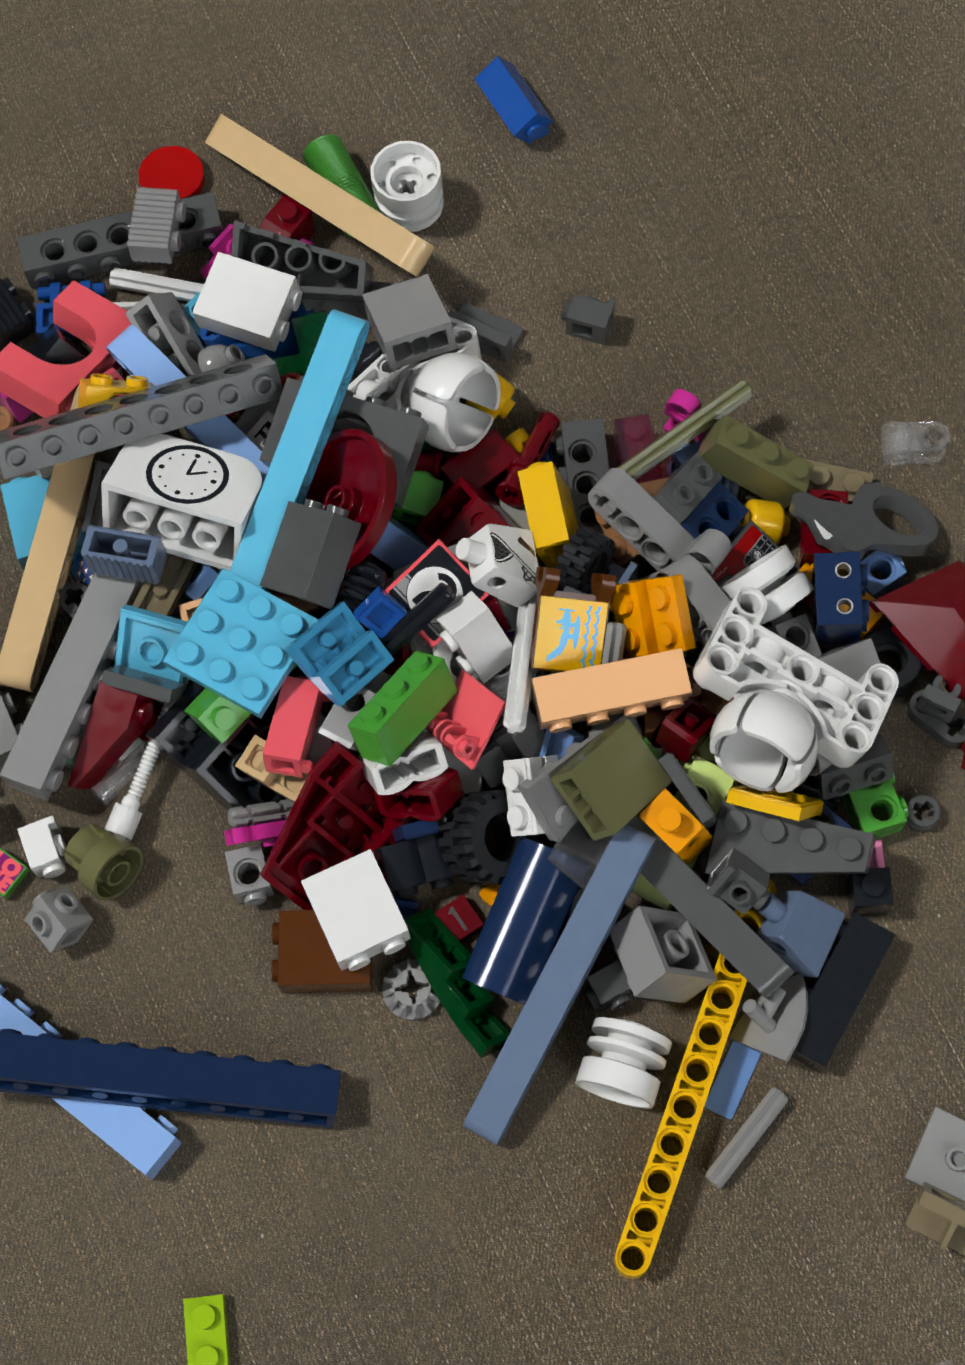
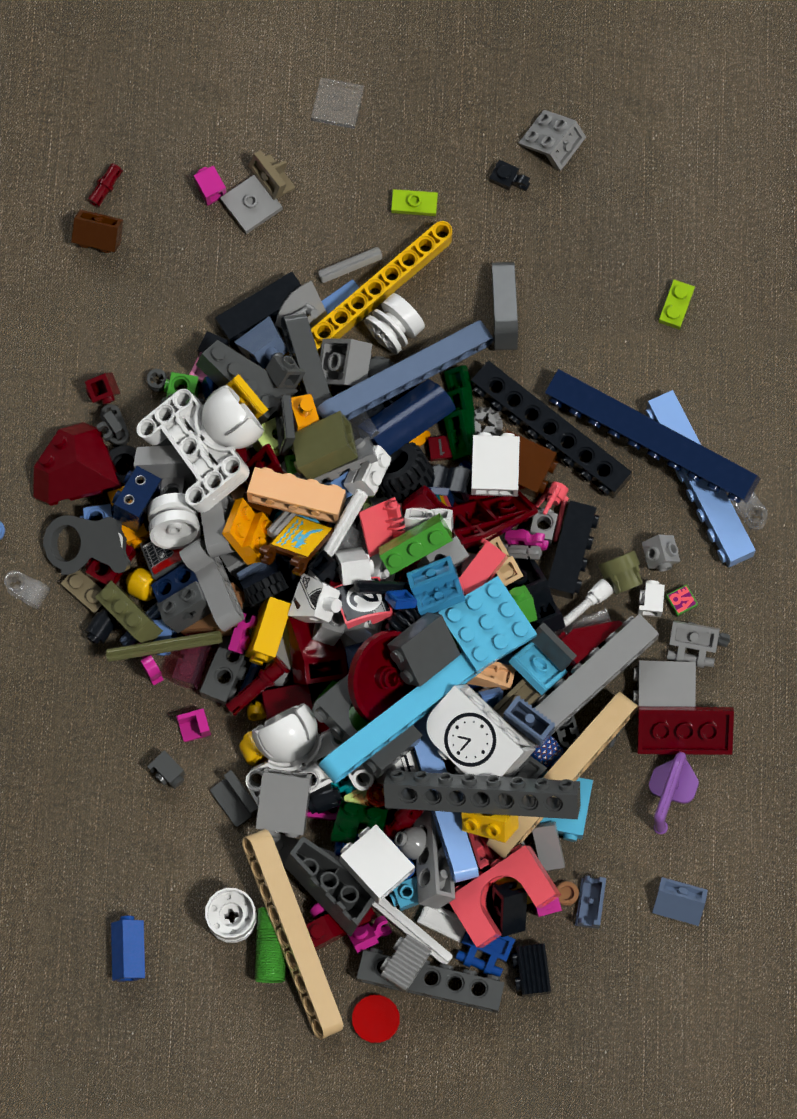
camera: 155 degrees left, 5 degrees up
(174, 1007) = (492, 376): none -> black brick
(192, 862) = (571, 549): none -> black brick
(253, 933) = (555, 495): none -> coral plant
(475, 1190) = (504, 306): none -> beam
(515, 610) = (324, 566): none -> black tile
(578, 494) = (240, 638): none -> dark pink plate
(587, 390) = (193, 725): none -> dark pink panel
(705, 1296) = (414, 202): none -> lime plate
(786, 433) = (100, 627): none -> black brick

